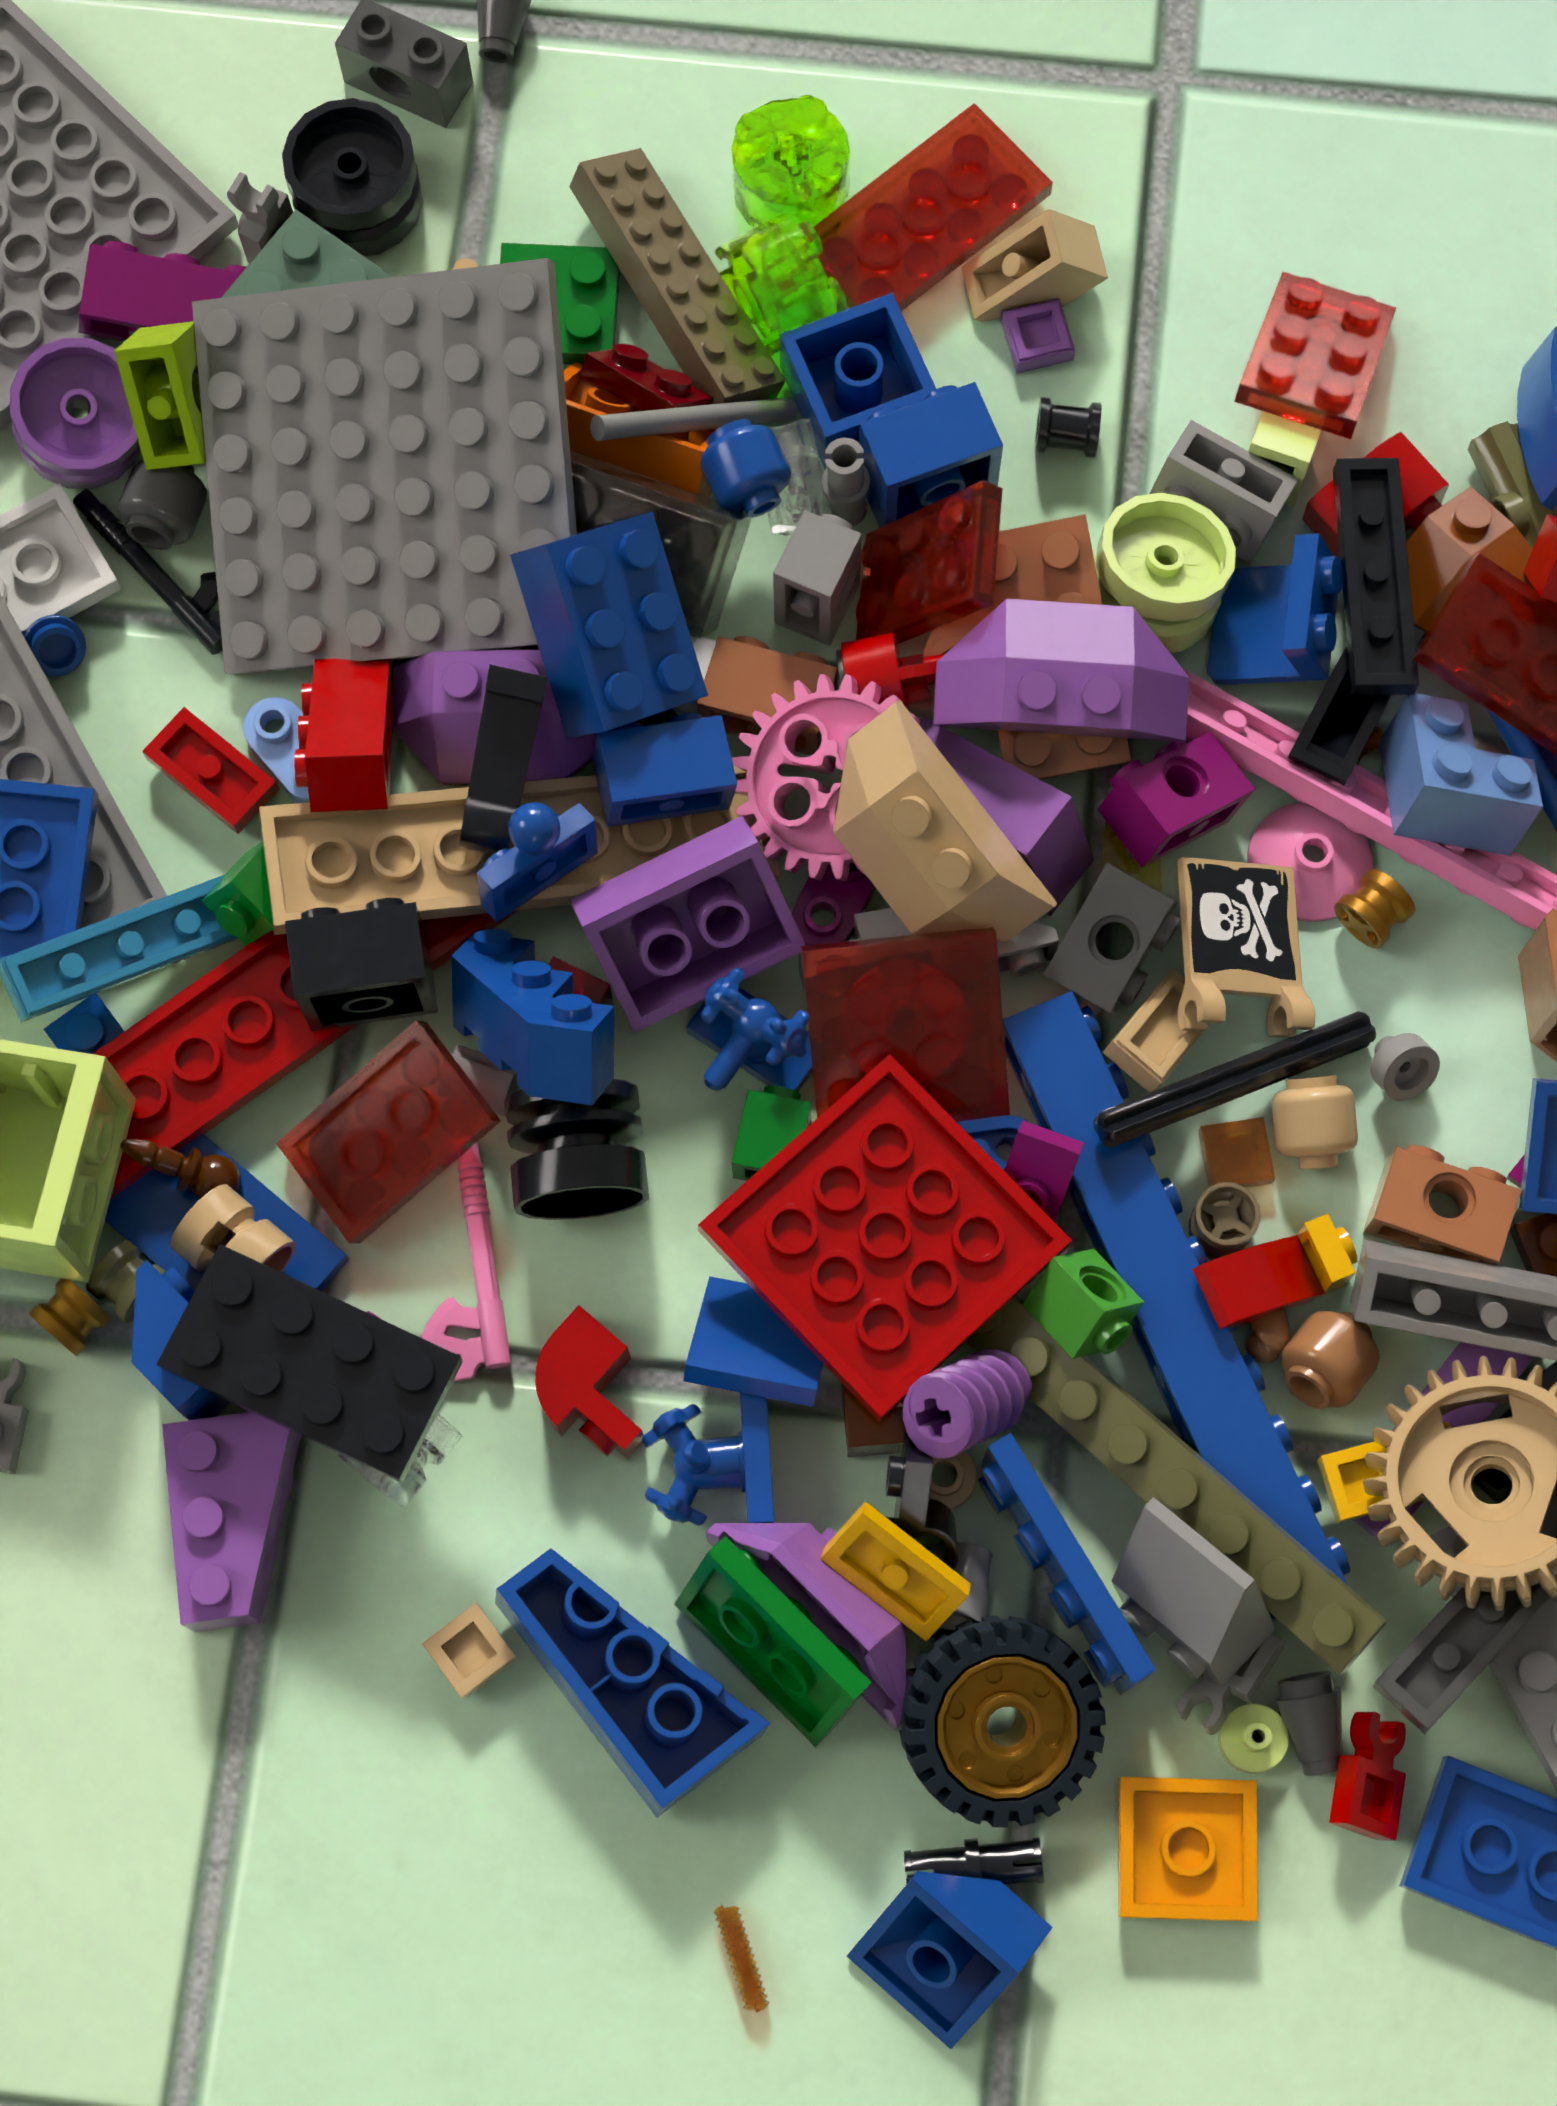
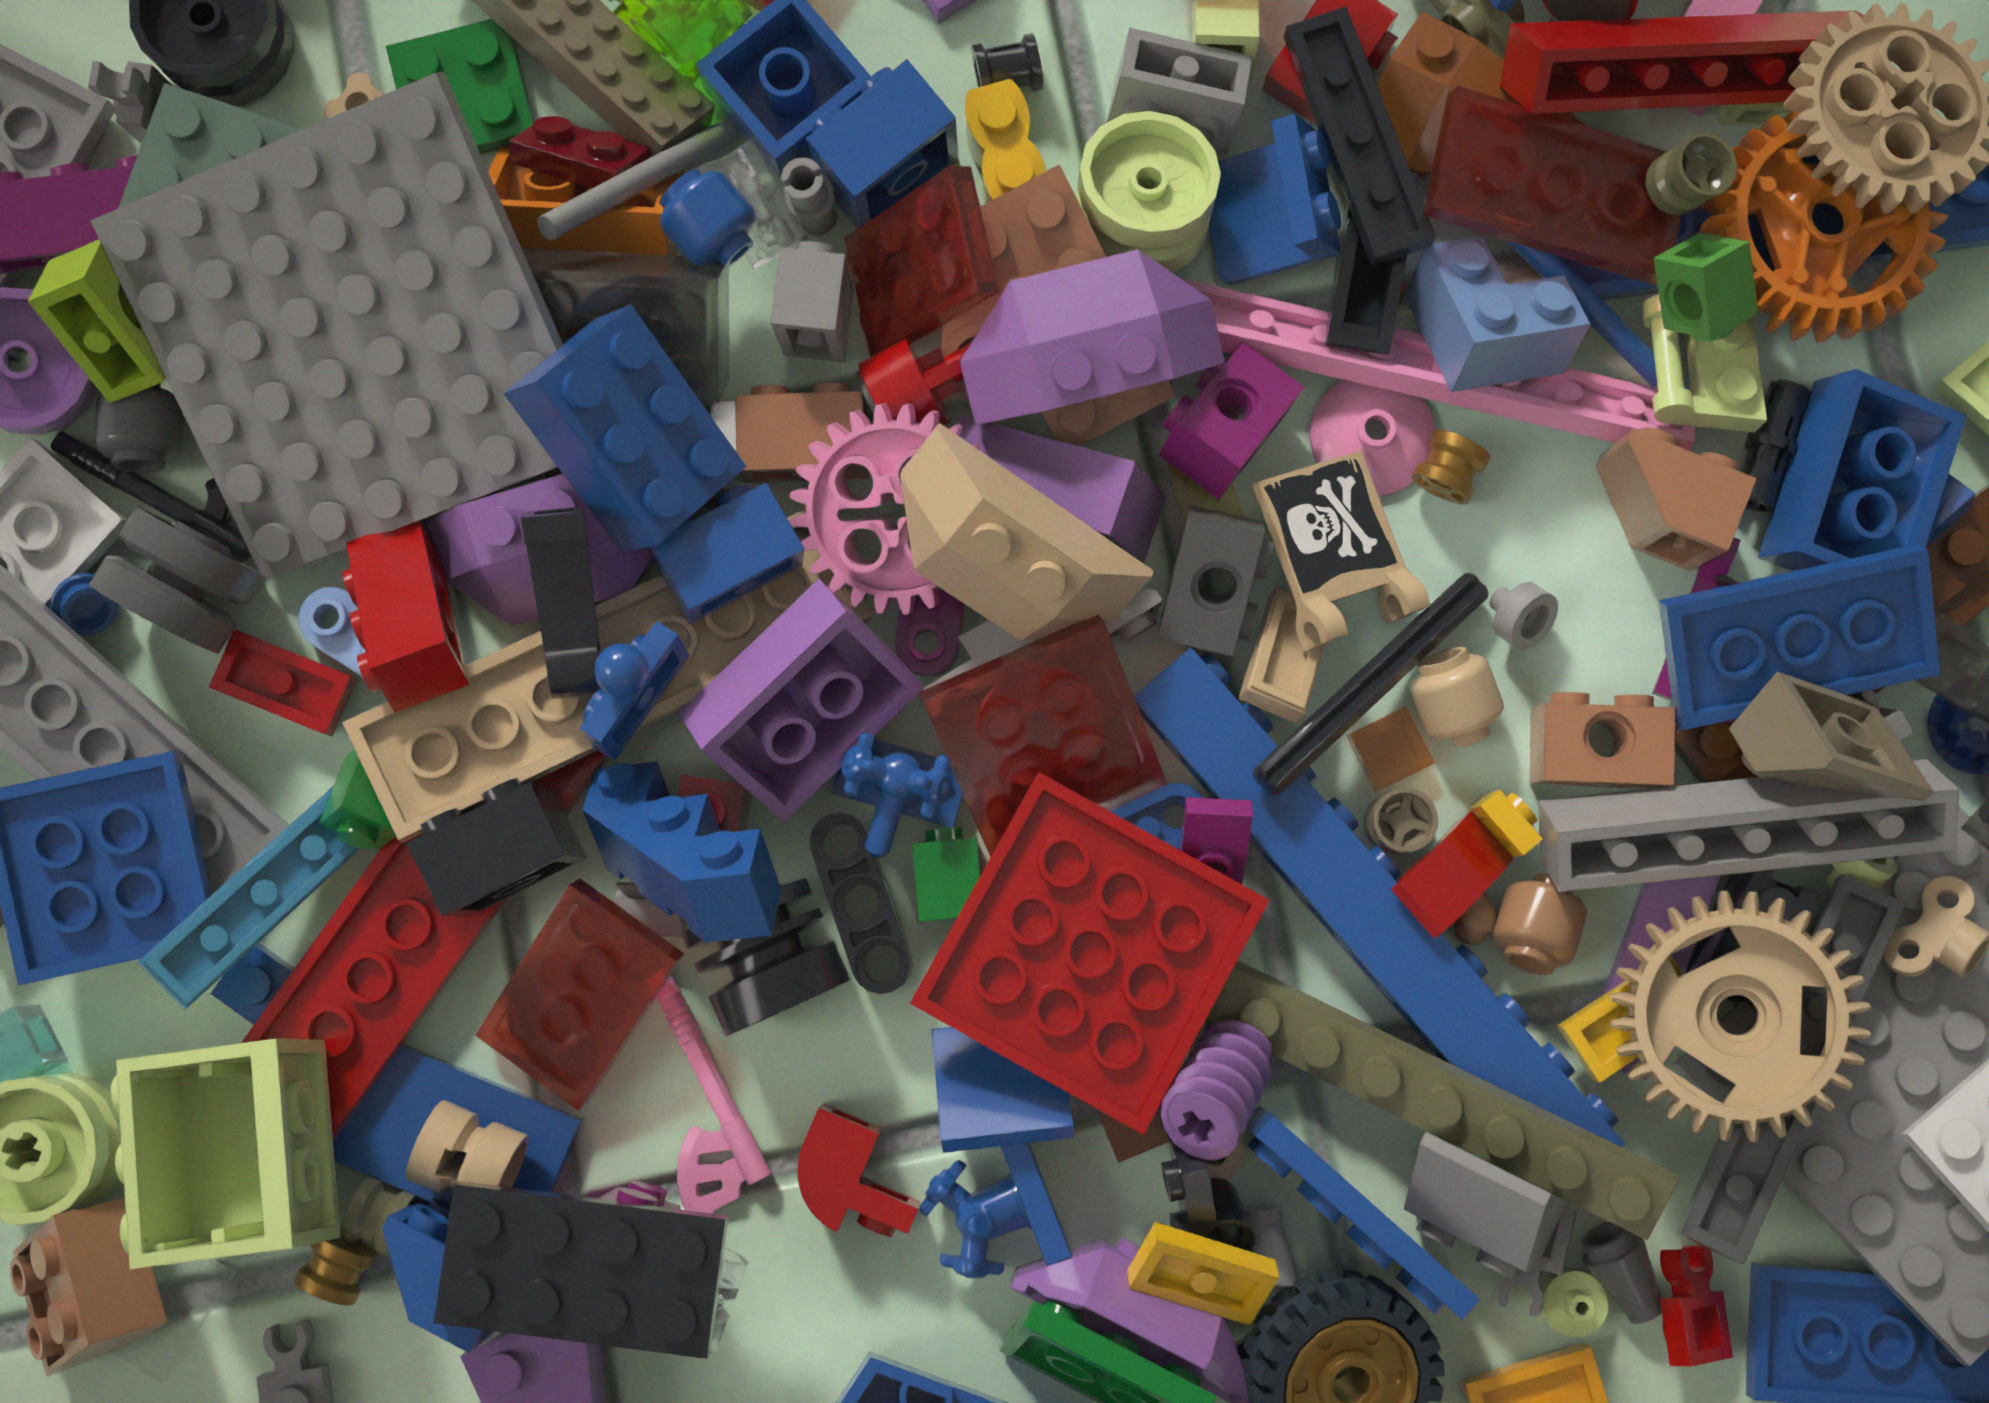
camera: 15 degrees left, 10 degrees up
(158, 636) = (177, 580): none -> dark grey wheel
(194, 1172) = (416, 1091): reddish brown bar -> none
(673, 1106) = (837, 881): none -> black beam
(1041, 478) = (1001, 137): none -> yellow brick
(1084, 1304) = (1298, 953): bright green brick -> none

